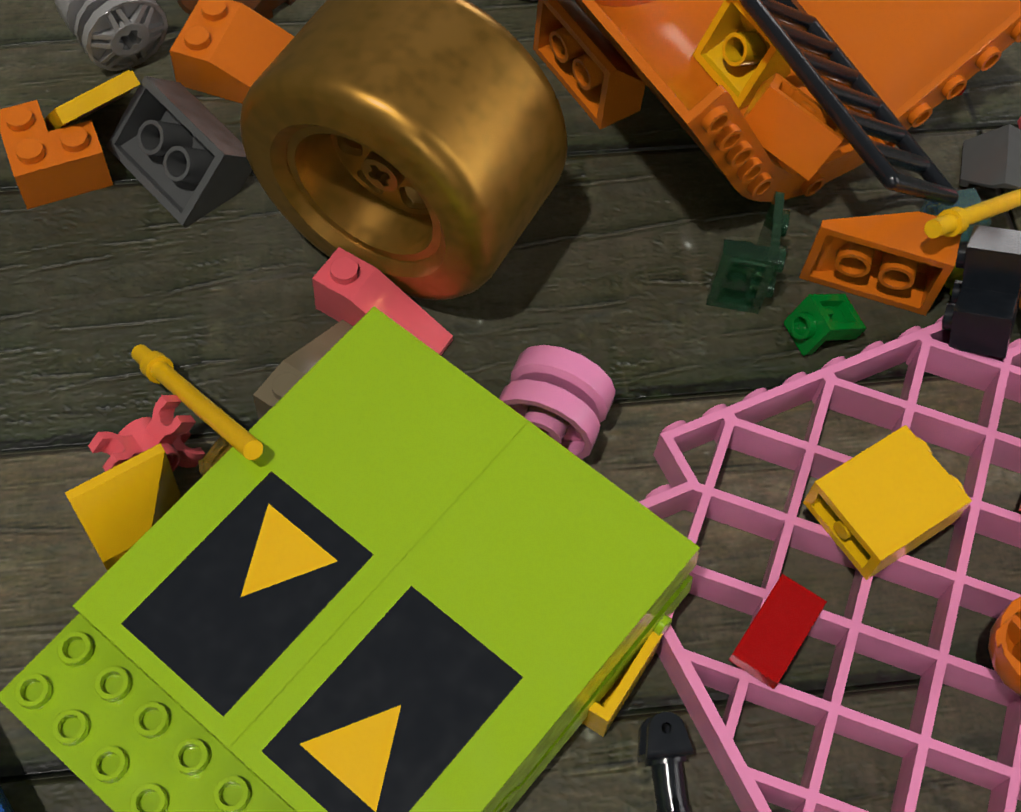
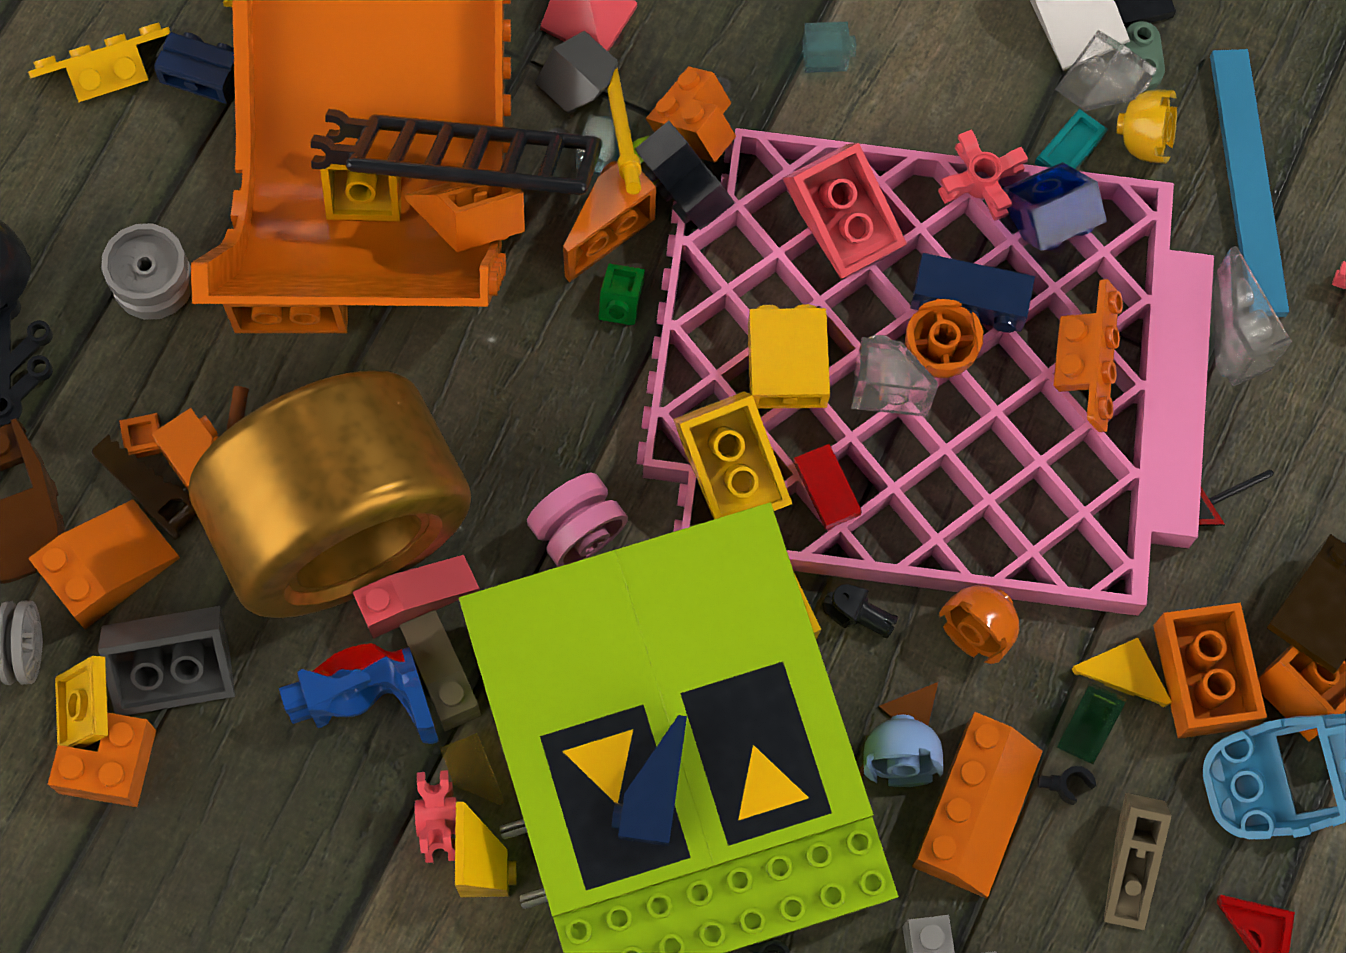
camera: 55 degrees left, 10 degrees up
(161, 370) = (368, 776): yellow bar -> none
(248, 303) = (353, 682): none -> blue hips
(264, 621) = (651, 797): none -> dark blue slope
(735, 506) = (732, 456): none -> yellow slope
(749, 270) = (559, 318): clear green bracket -> none
(950, 615) = (891, 379): none -> clear slope

